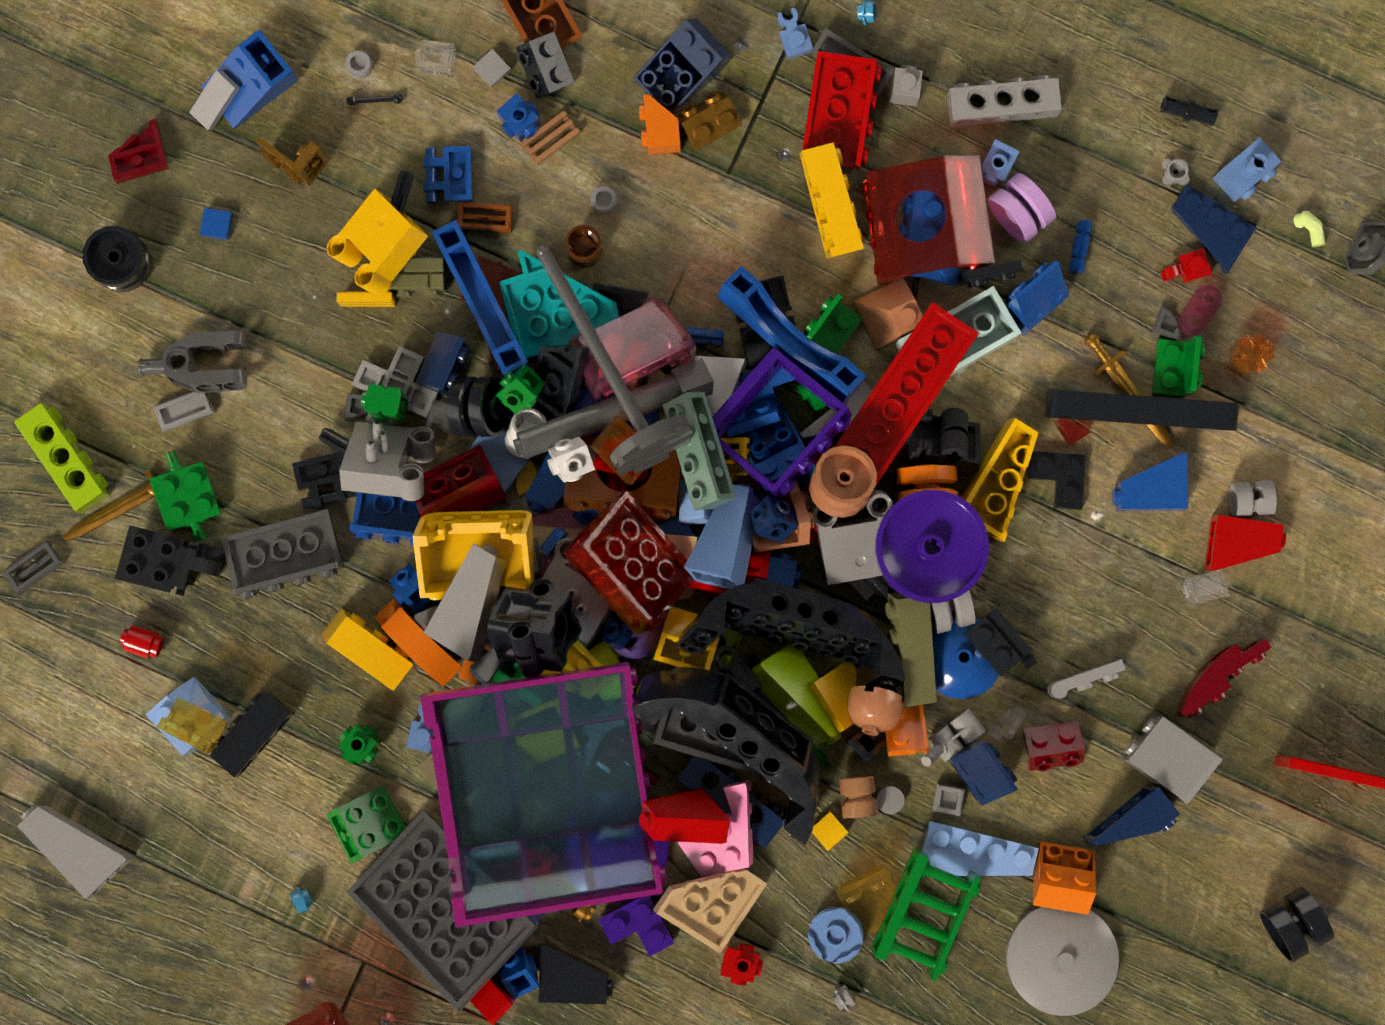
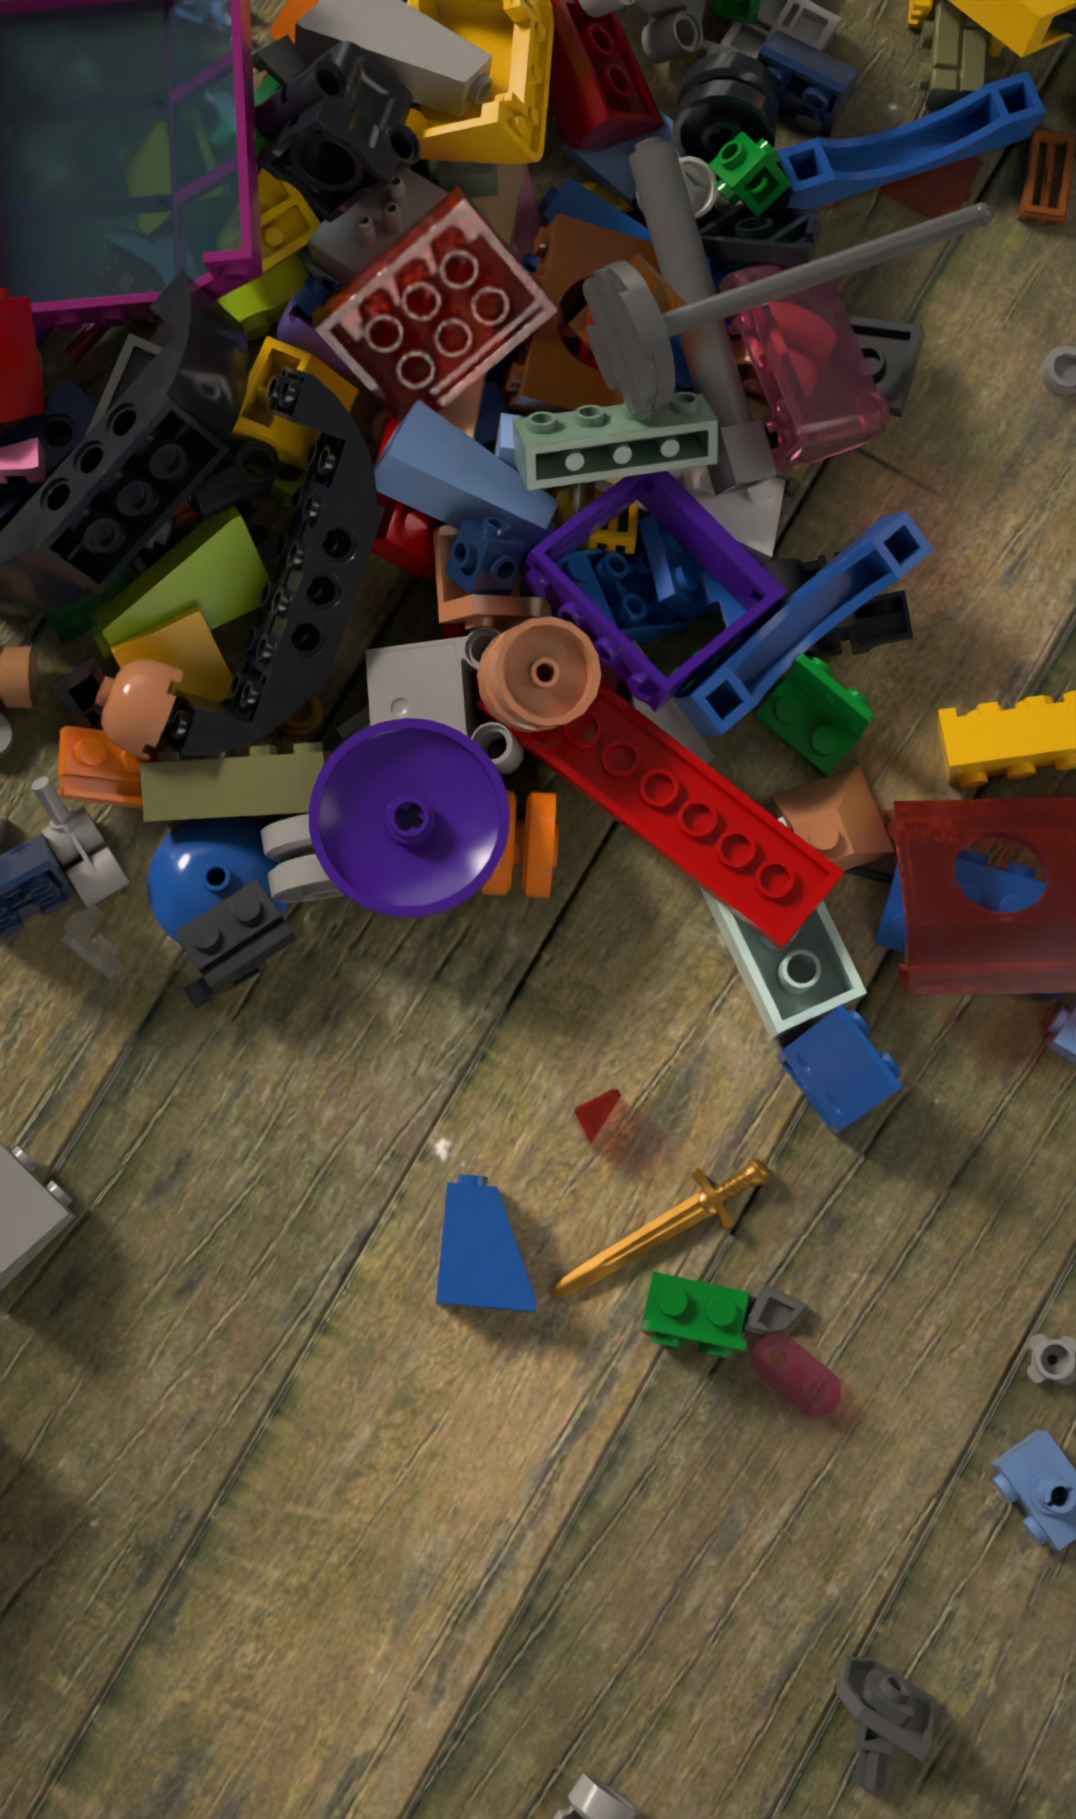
camera: 85 degrees right, 5 degrees down
(538, 312) = (892, 293): teal wing -> none
(549, 544) = (497, 210): blue tile -> none
(570, 459) = (619, 222): white brick -> none
(584, 246) = (987, 321): reddish brown wheel -> none
(703, 336) = (819, 500): blue axle -> none
(783, 570) = (395, 590): blue brick -> none
(946, 440) = (600, 885): black plate -> none
(981, 276) = (886, 976): black plate -> none
(1000, 477) = (505, 963): yellow wedge -> none
(1021, 208) = (1006, 1067): lavender wheel -> none
(1054, 746) = (45, 1022): dark red bracket -> none
(1066, 471) = (520, 1104): black plate -> none
(1080, 246) = (927, 1171): blue axle -> none
(1084, 679) = (154, 1088): light grey plate -> none
(1142, 410) = (621, 1245): black beam -> none
(1189, 266) = (876, 1368): red plate -> none
(1205, 587) = (292, 1322): clear brick -> none
(1211, 680) = (121, 1313): dark red slope -> none
(1214, 226) = (947, 1419): dark blue wing -> none
(1241, 540) = (367, 1400): red slope -> none
(1245, 360) = (688, 1449): clear orange brick -> none
(1254, 498) = (447, 1407): light grey wheel -> none
(1314, 226) = (937, 1604): yellowish green arm -> none

